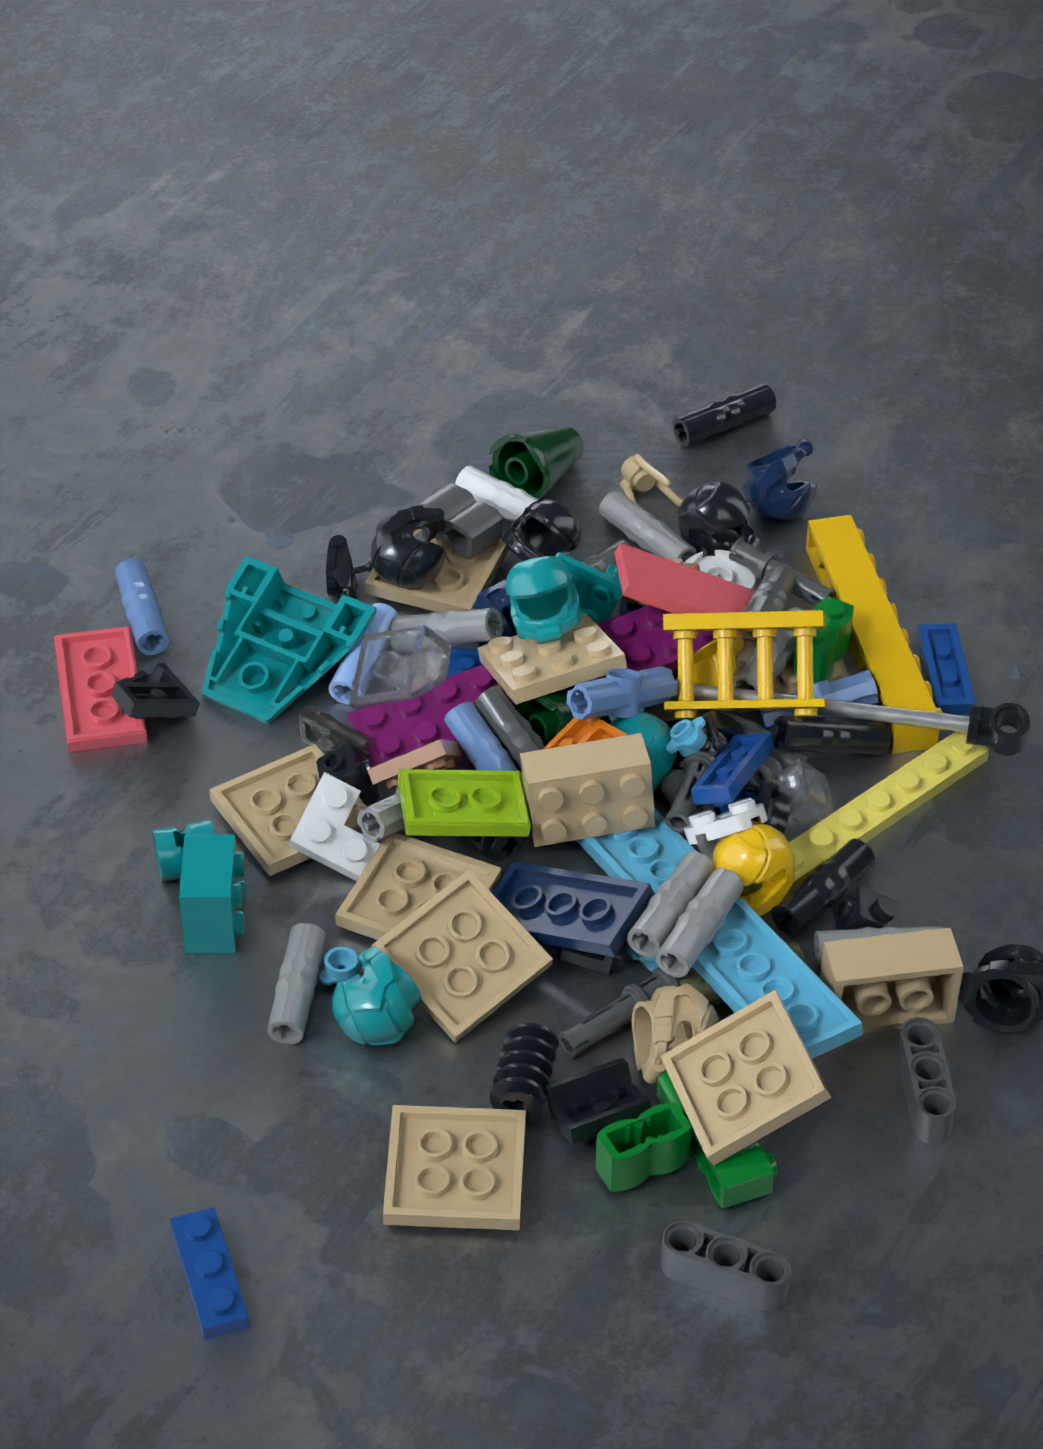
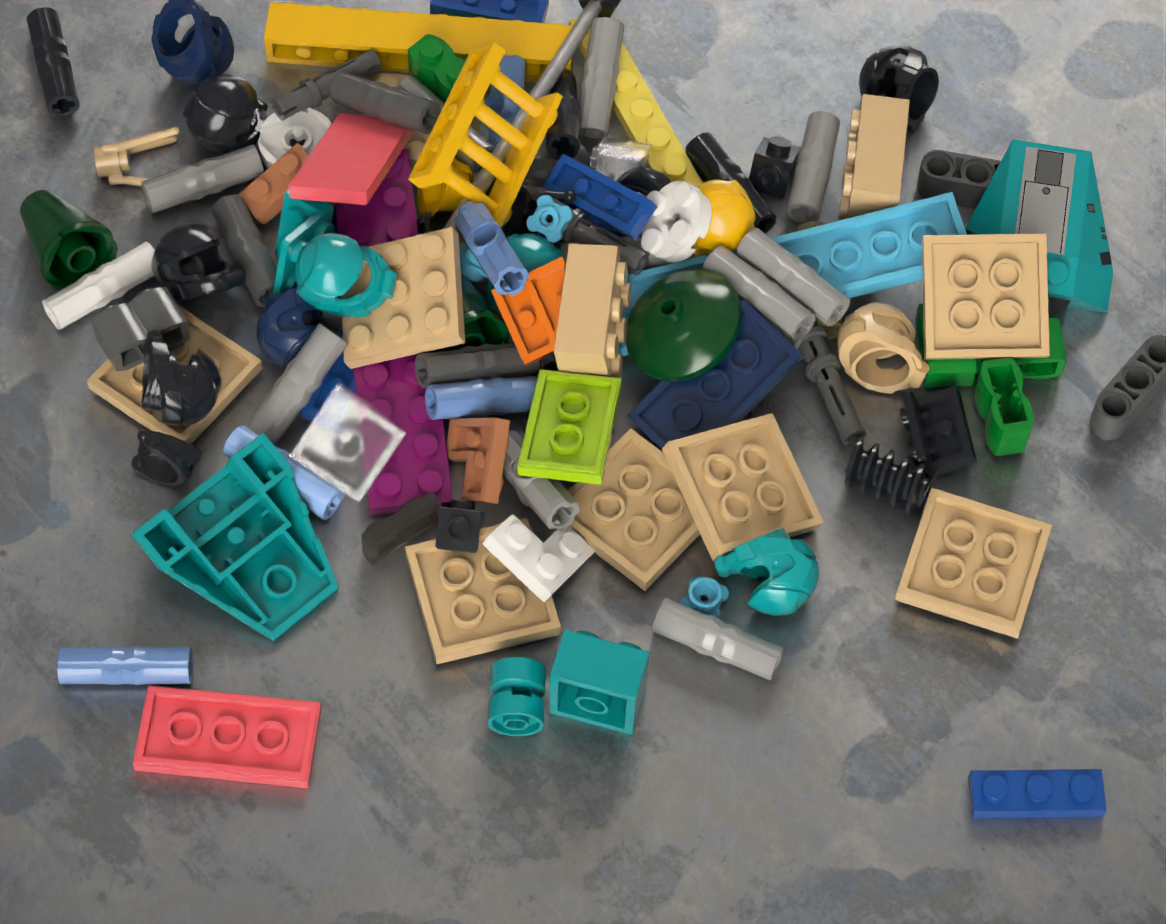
camera: 75 degrees left, 15 degrees up
(155, 695) = (274, 679): black wing -> none
(613, 857) = (693, 335): none -> dark green dish
(883, 1141) = (1055, 195): none -> teal wedge
(891, 753) = (600, 77): none -> light grey axle

